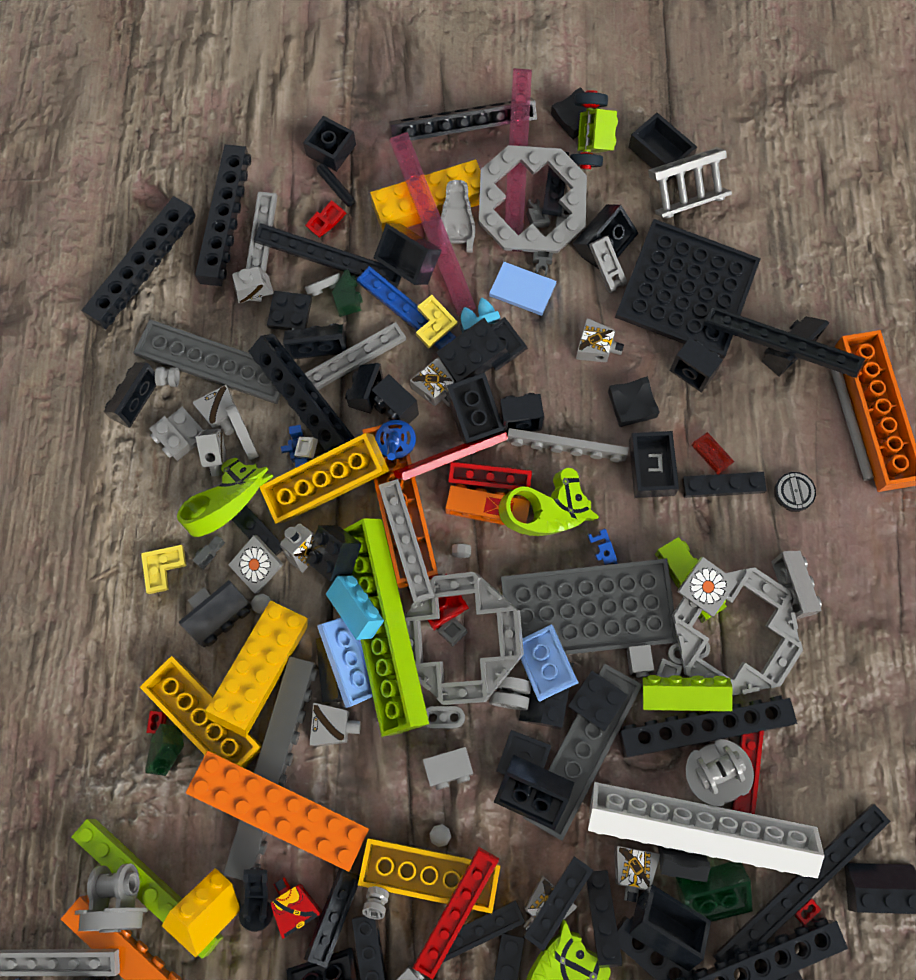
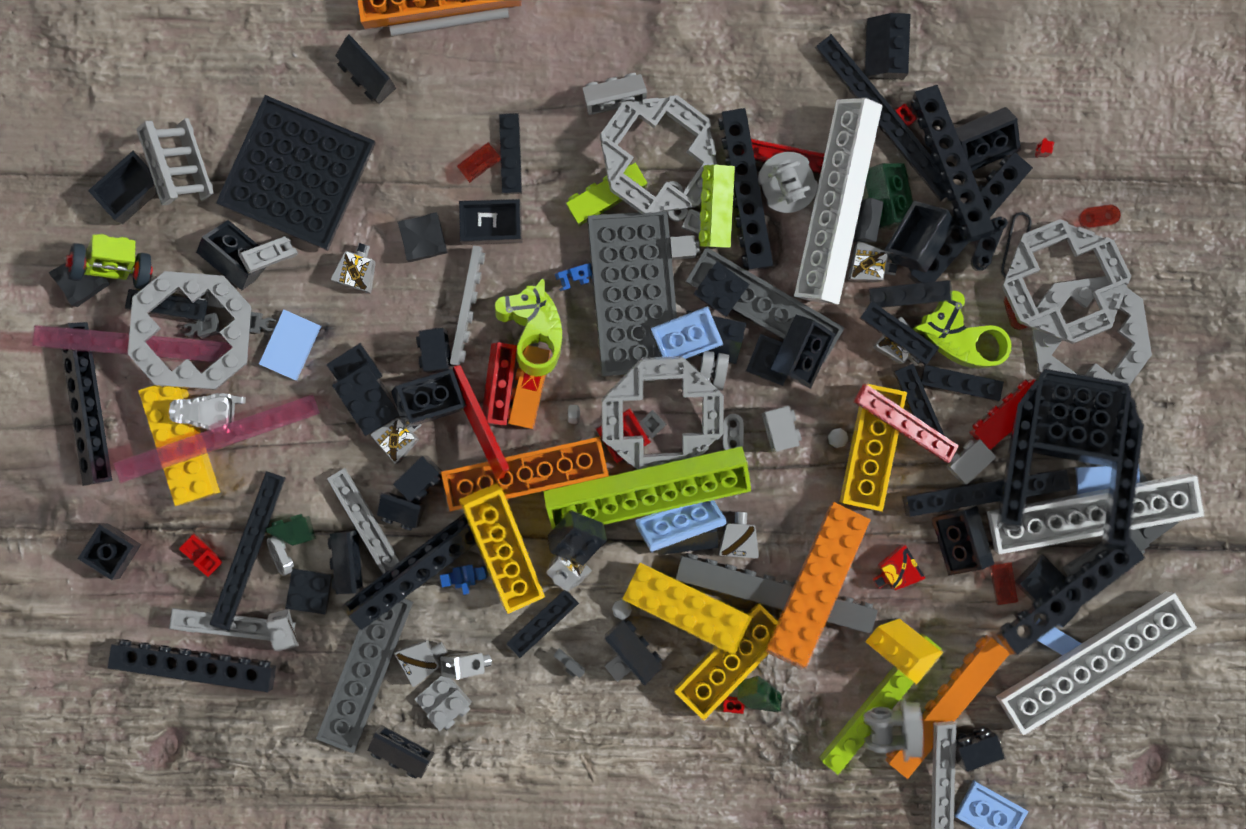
camera: 90 degrees left, 15 degrees up
(131, 266) = (236, 754): black brick -> none
(155, 566) = (579, 713): light yellow plate -> none
(167, 376) = (381, 716): light grey wheel -> none
(224, 501) = (521, 644): lime animal -> none
(242, 432) = (446, 634): light grey beam -> none
(255, 564) = (583, 615): tile -> none
(256, 911) = (901, 603): black piece -> none
(306, 447) = (464, 569): white tile -> none
(332, 918) = (907, 534): black plate -> none
(335, 184) = (158, 545): black axle -> none
(354, 607) = (632, 516): medium azure brick -> none
(375, 904) = (897, 494): light grey wheel -> none
(394, 440) = (466, 477): blue dish -> none
(397, 302) = (311, 468): blue tile -> none
(406, 541) = (567, 467): light grey plate -> none
(407, 254) = (252, 465): black piece -> none
(439, 321) = (329, 432): light yellow plate -> none
(485, 310) = (321, 383): medium azure tile -> none
(696, 364) = (385, 171): black brick -> none
(707, 586) = (619, 179): tile -> none
(785, 342) = (368, 82): black tile -> none
(795, 491) = (519, 85): tile -> none

